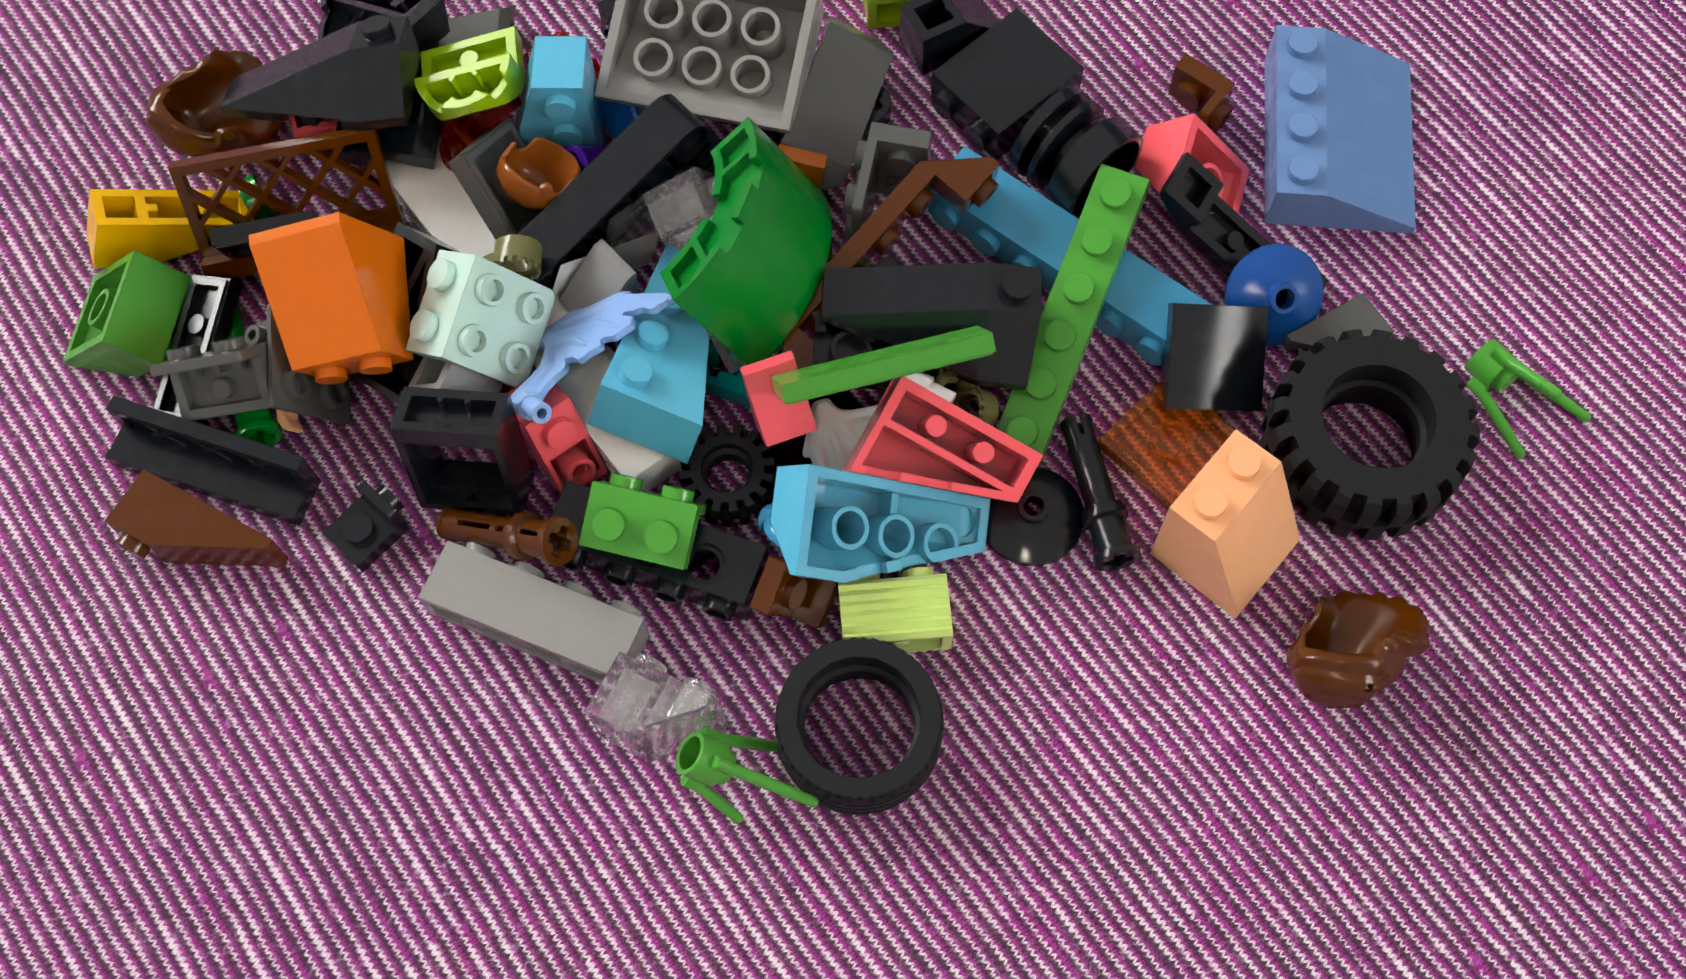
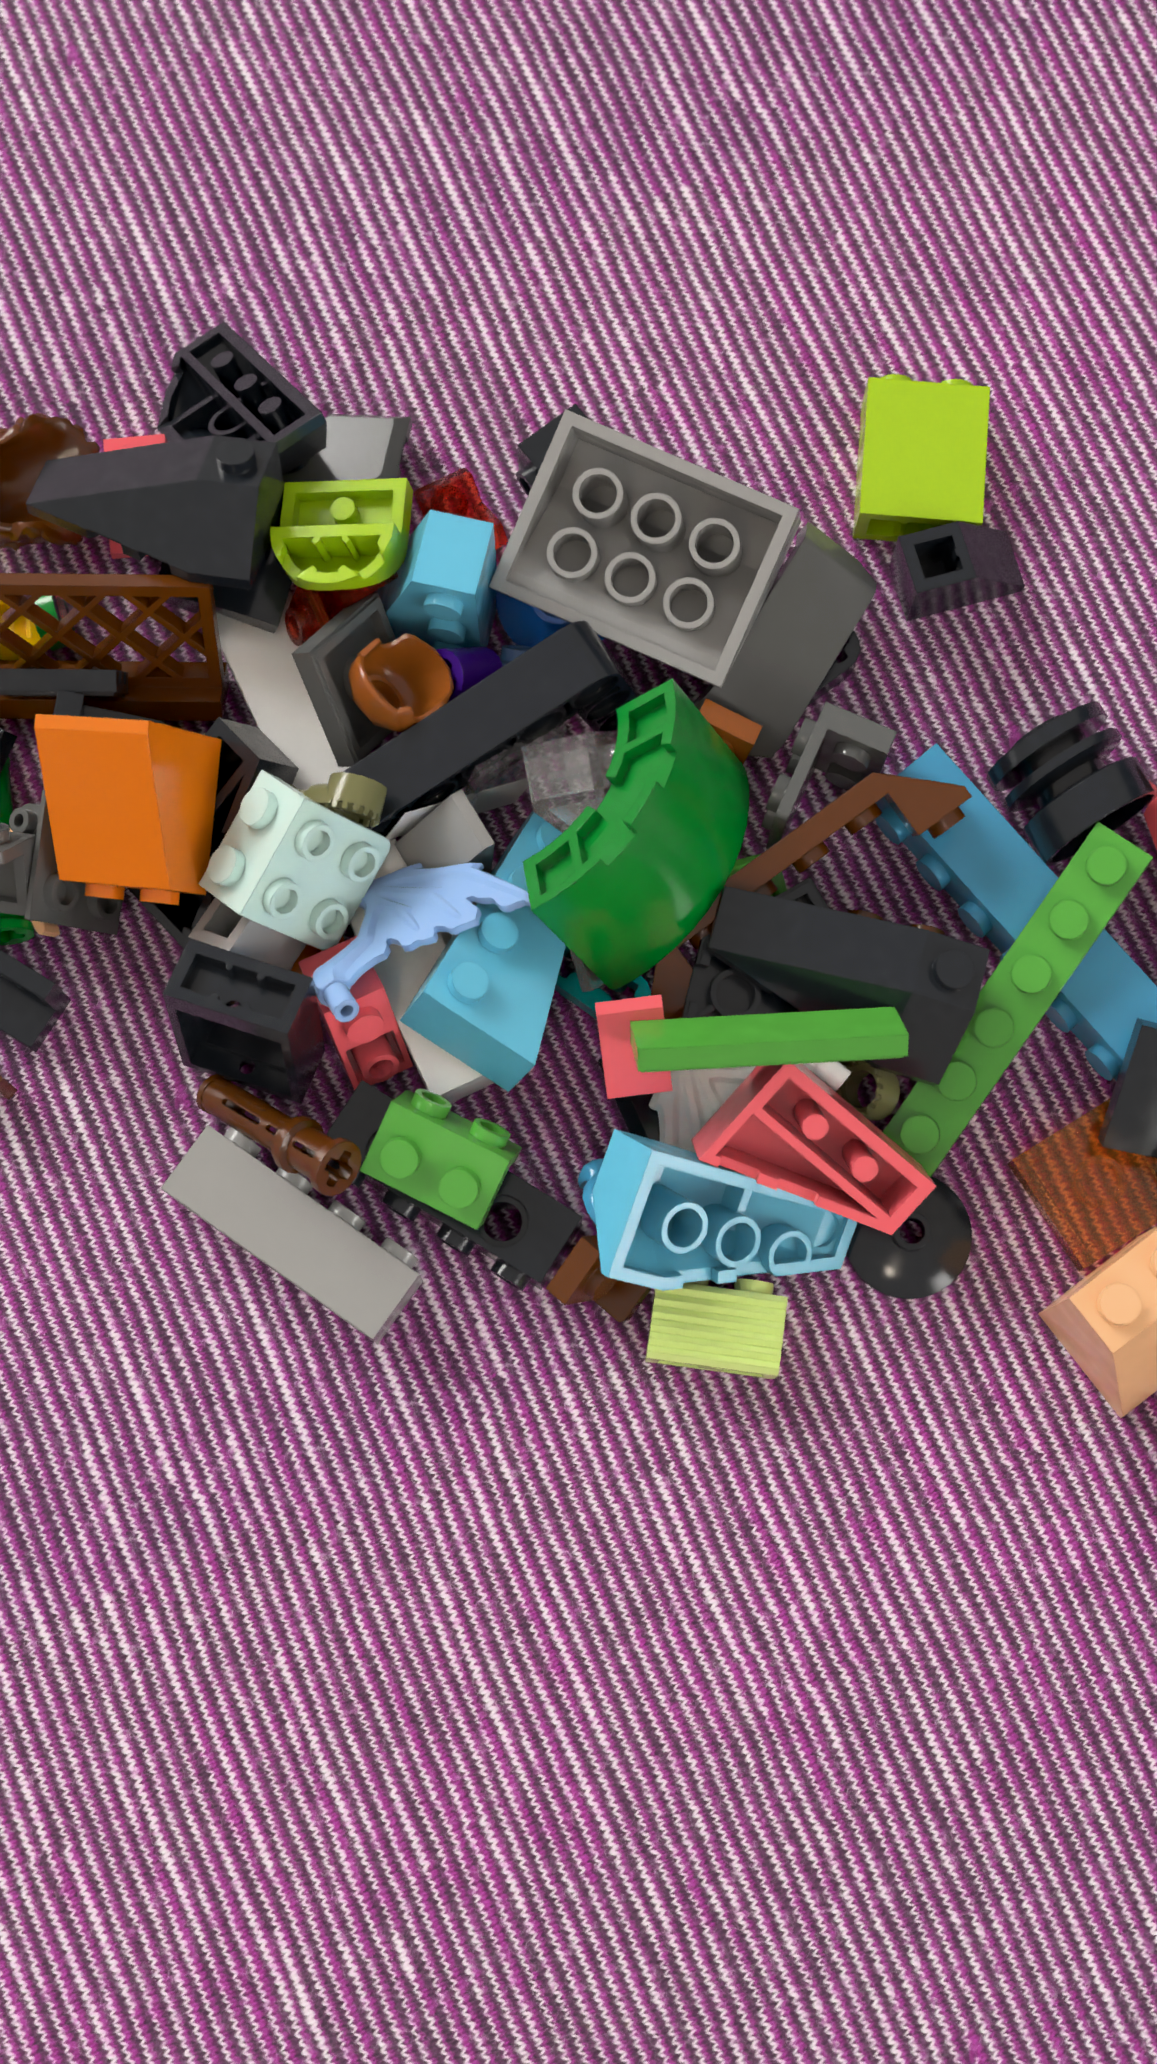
camera: 10 degrees right, 10 degrees up
(368, 526) = (115, 1075): black bracket -> none
(650, 710) = (406, 1394): clear slope -> none
(708, 761) = (460, 1470): bright green plant -> none
(736, 447) = (566, 1145): black tyre -> none
(860, 660) = (725, 1451): black tyre -> none
(1002, 82) = (1007, 661): black brick -> none
(1103, 512) = (993, 1257): black pin -> none

